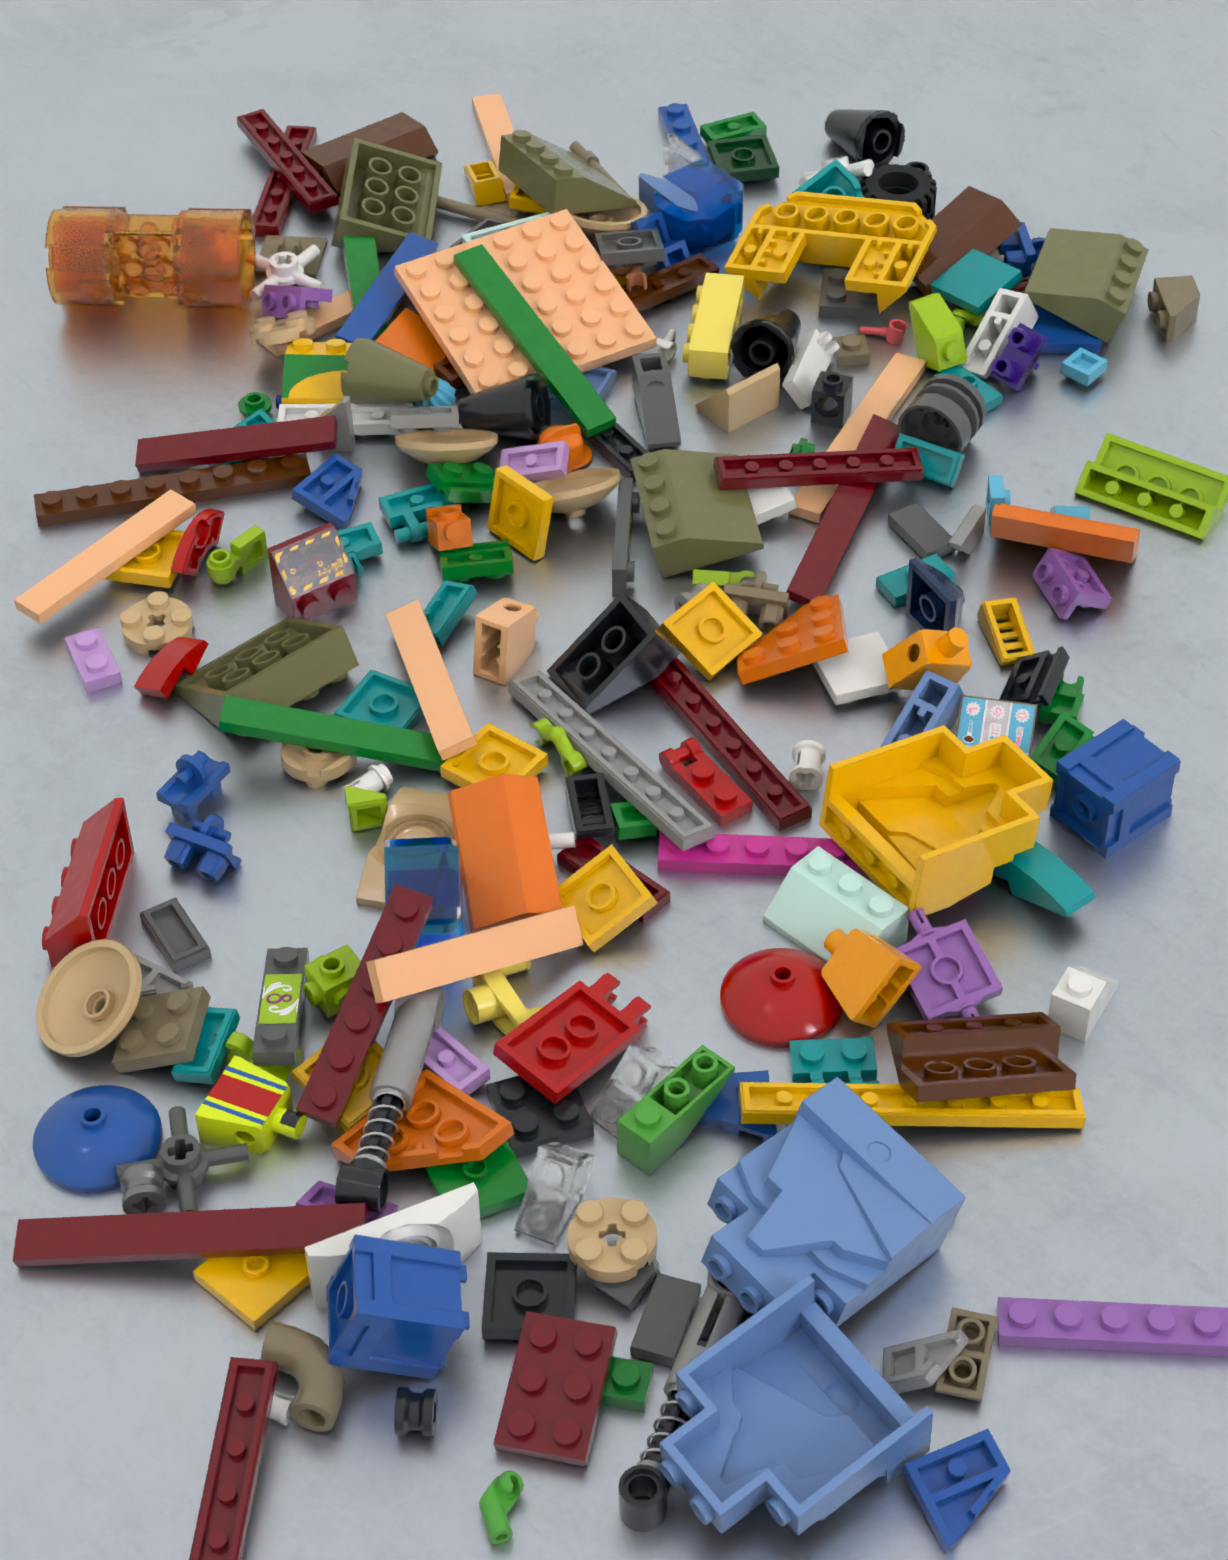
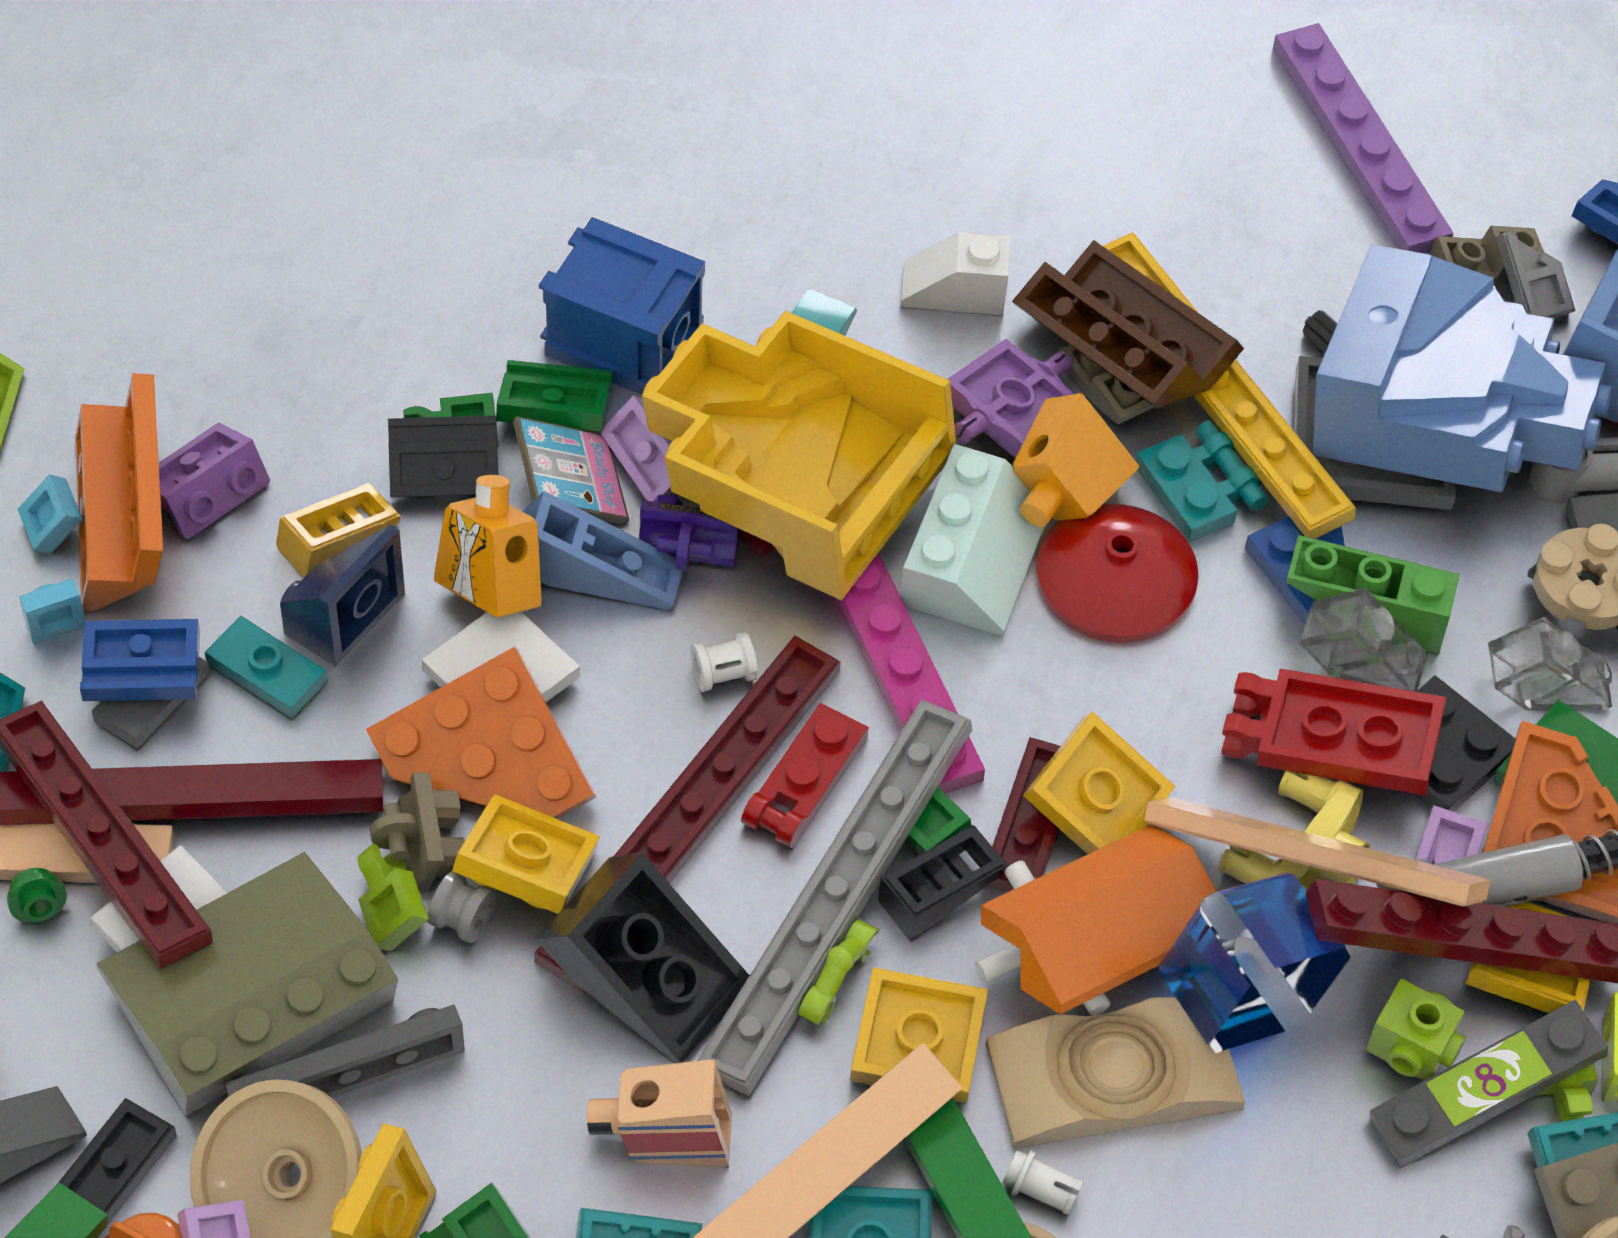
camera: 120 degrees left, 10 degrees up
(364, 808) = (1100, 1157): lime slope -> none
(934, 516) = (140, 660): none -> blue plate
(969, 531) = (154, 608): light grey tile -> none

